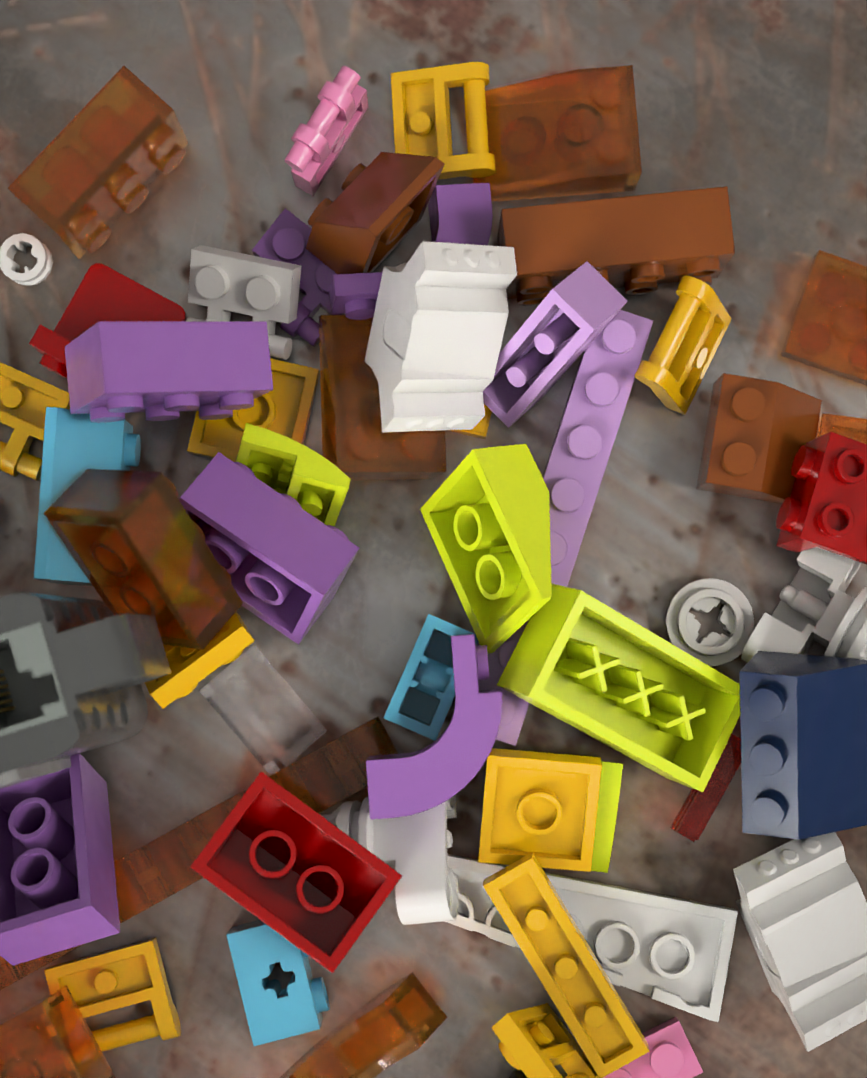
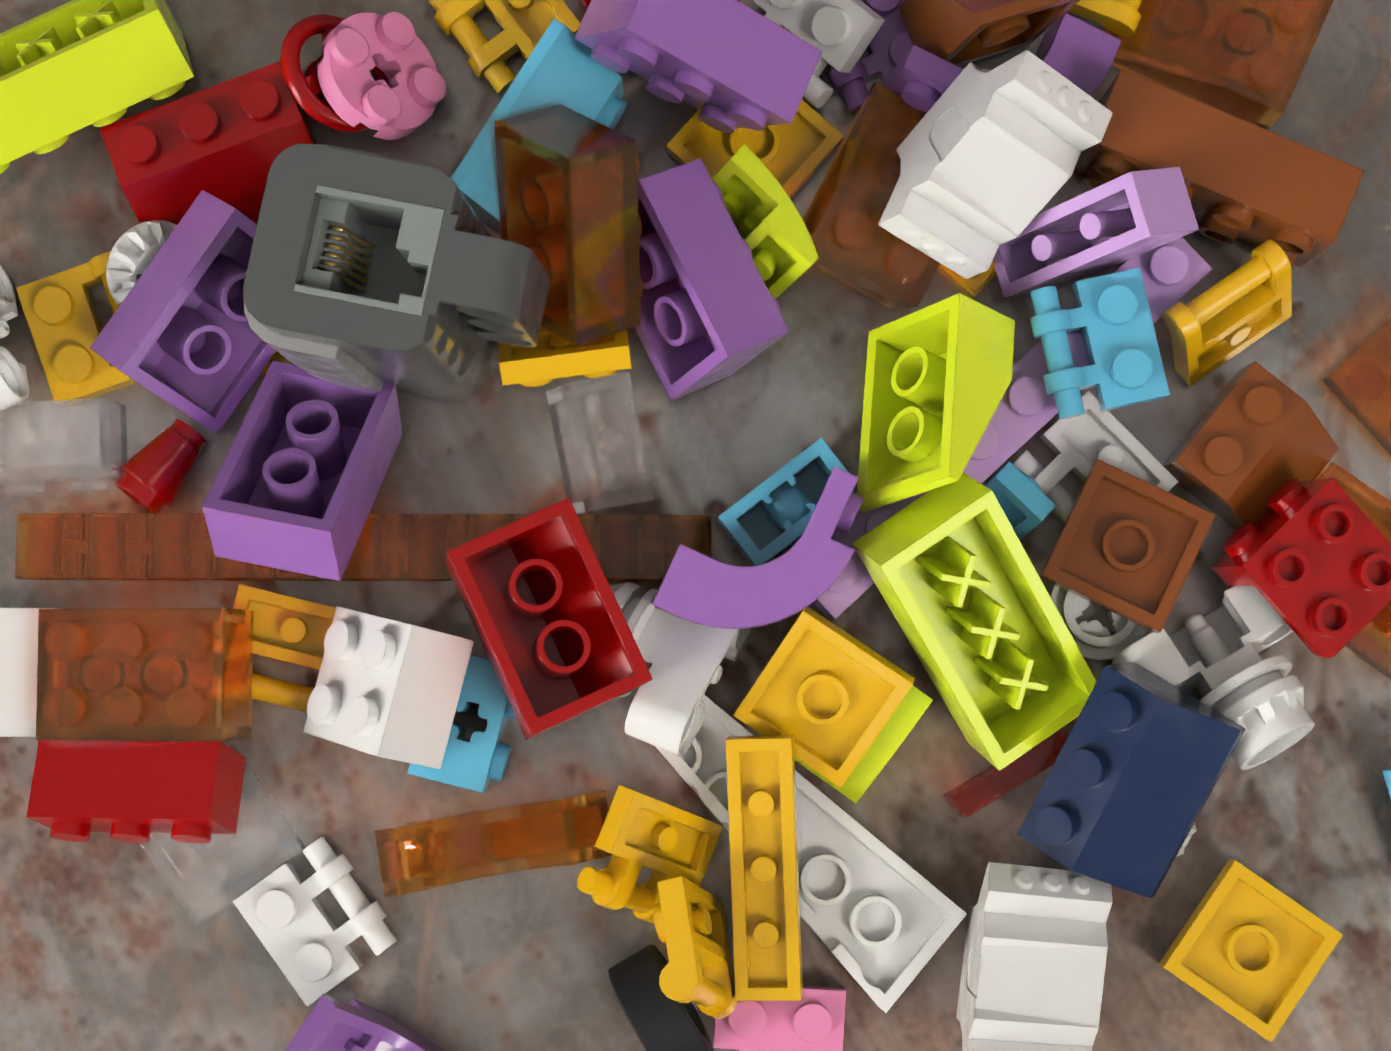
camera: 30 degrees right, 0 degrees up
(202, 991) = (388, 687): none -> white brick
(467, 988) = (651, 835): none -> yellow plate
(602, 577) = (1020, 499): none -> medium azure plate
(613, 417) = (1117, 338): none -> medium azure plate
(652, 506) = (1082, 441): none -> white plate
(705, 566) = (1127, 546): none -> dark orange plate

